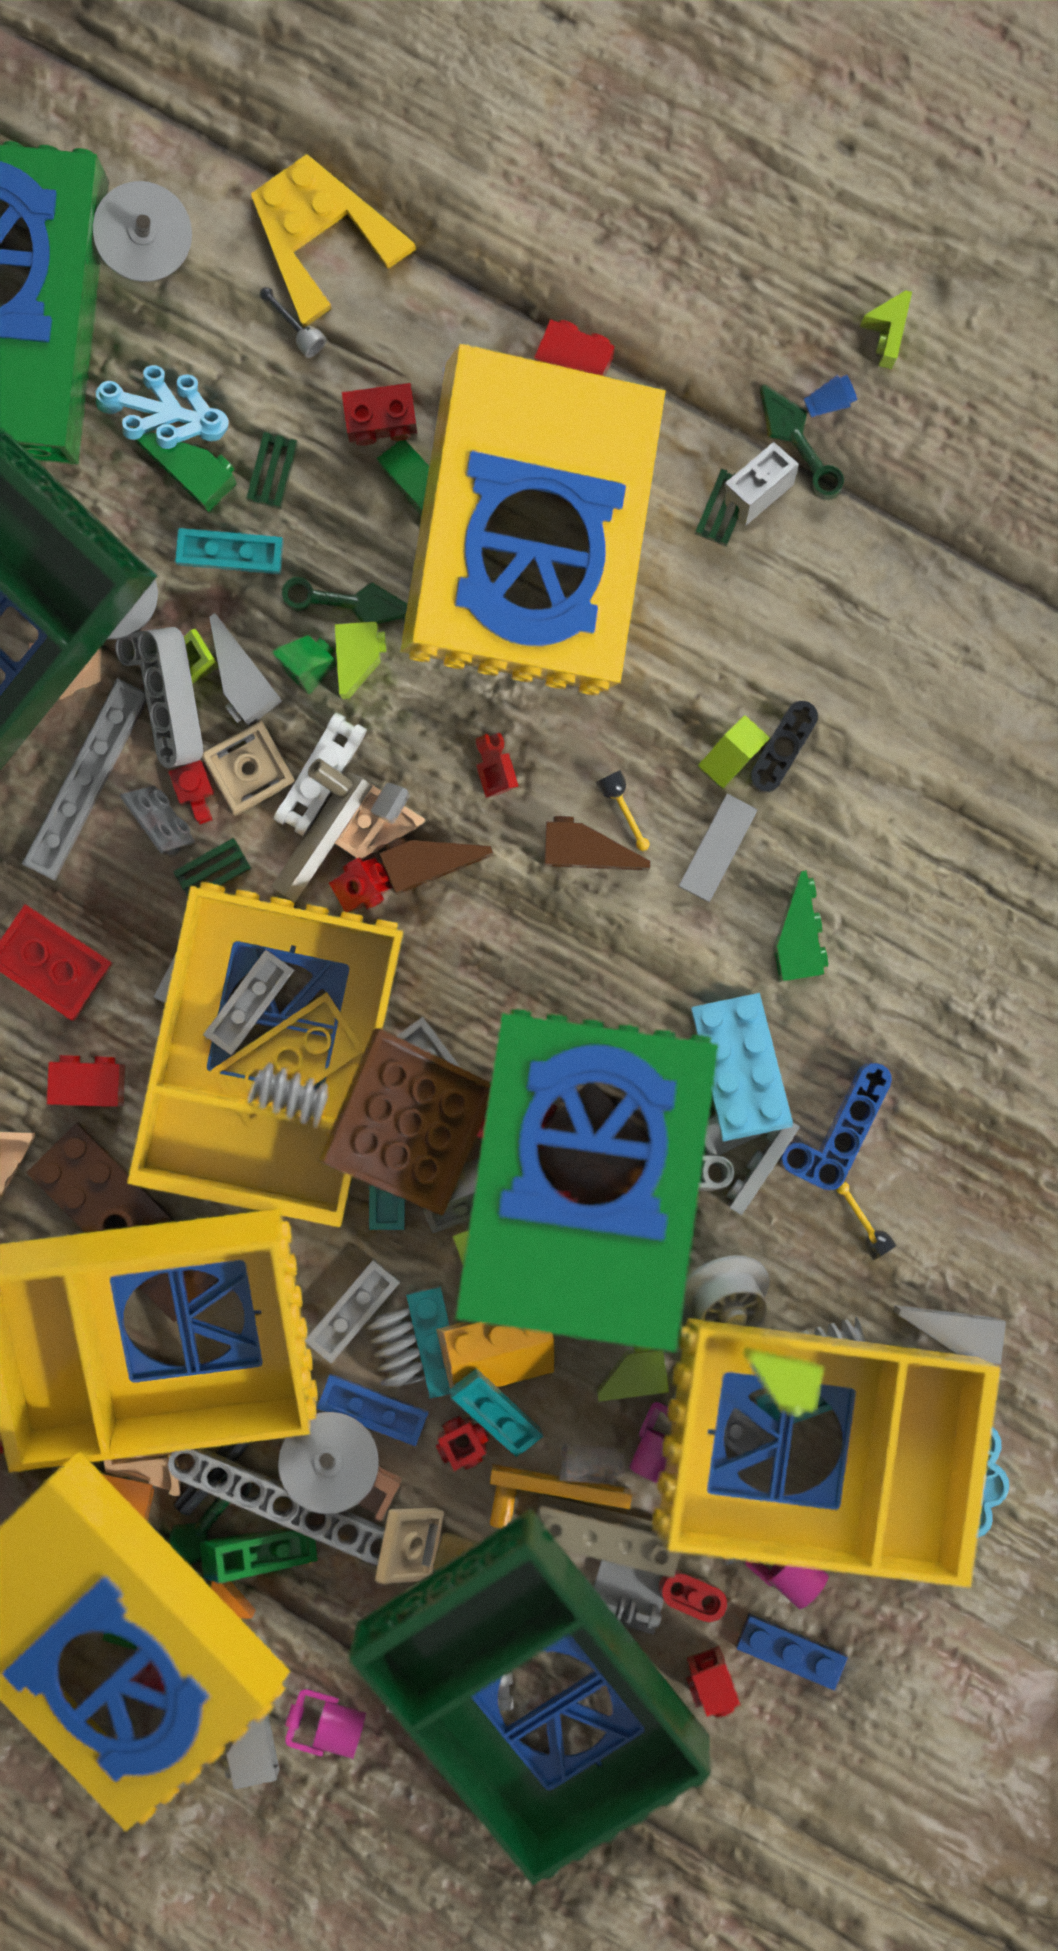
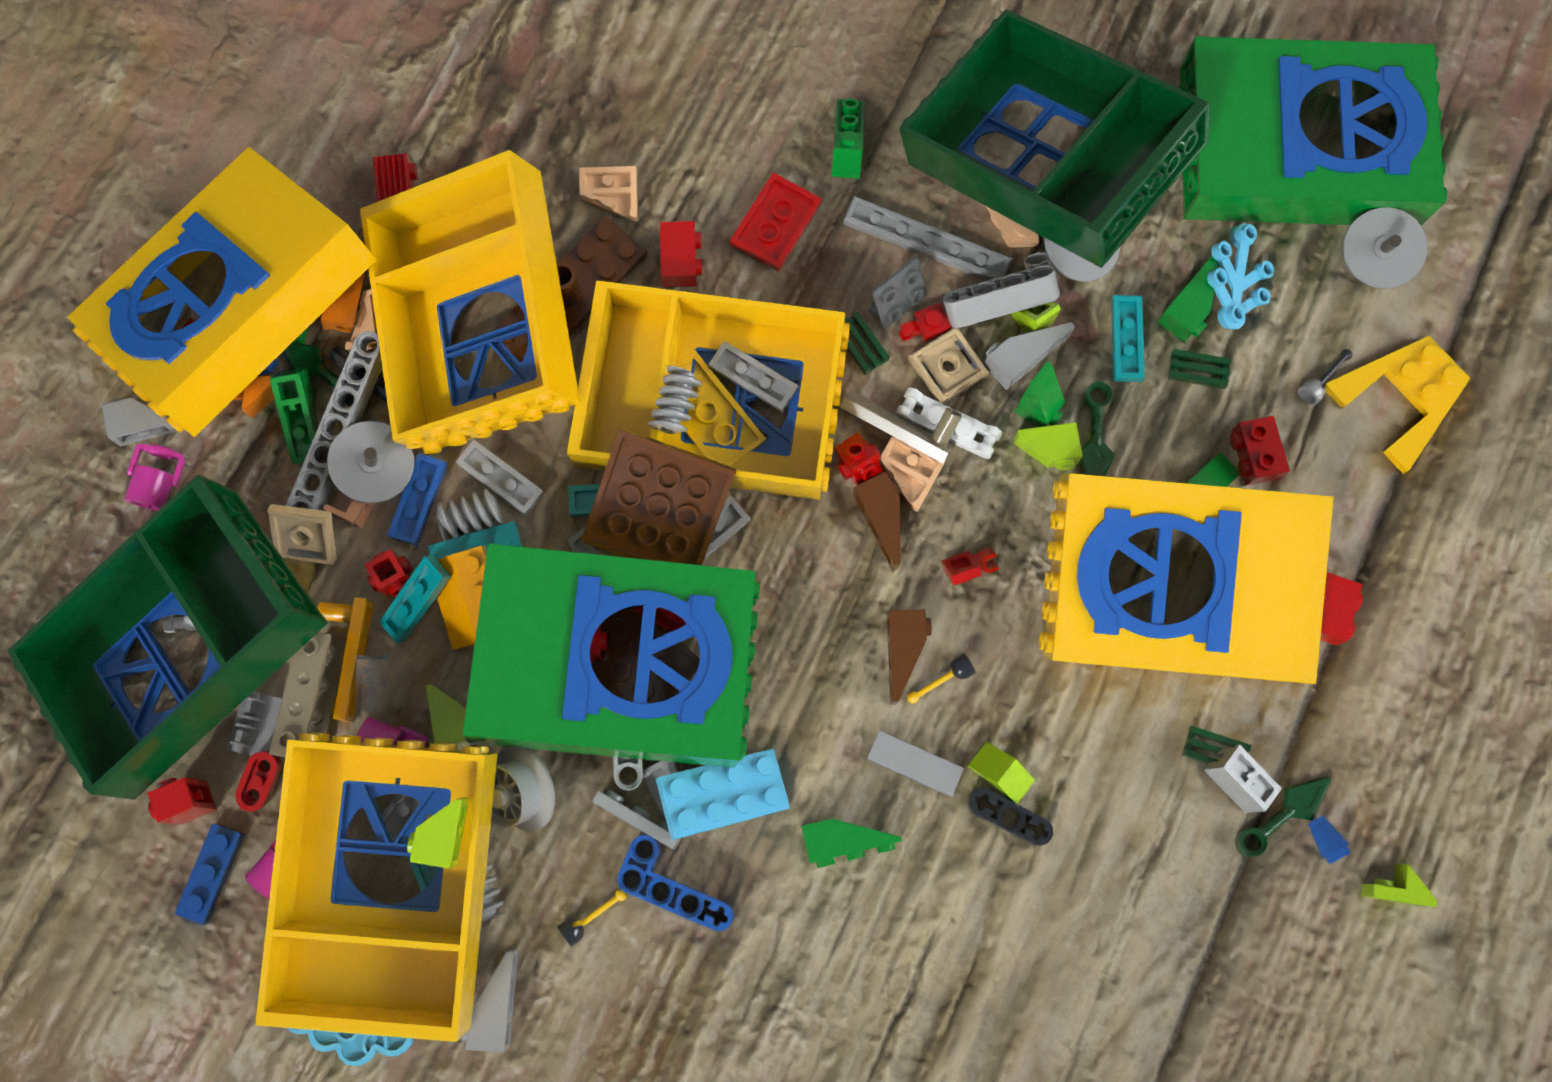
camera: 90 degrees right, 10 degrees down
(390, 802) = (929, 479): light grey slope -> none

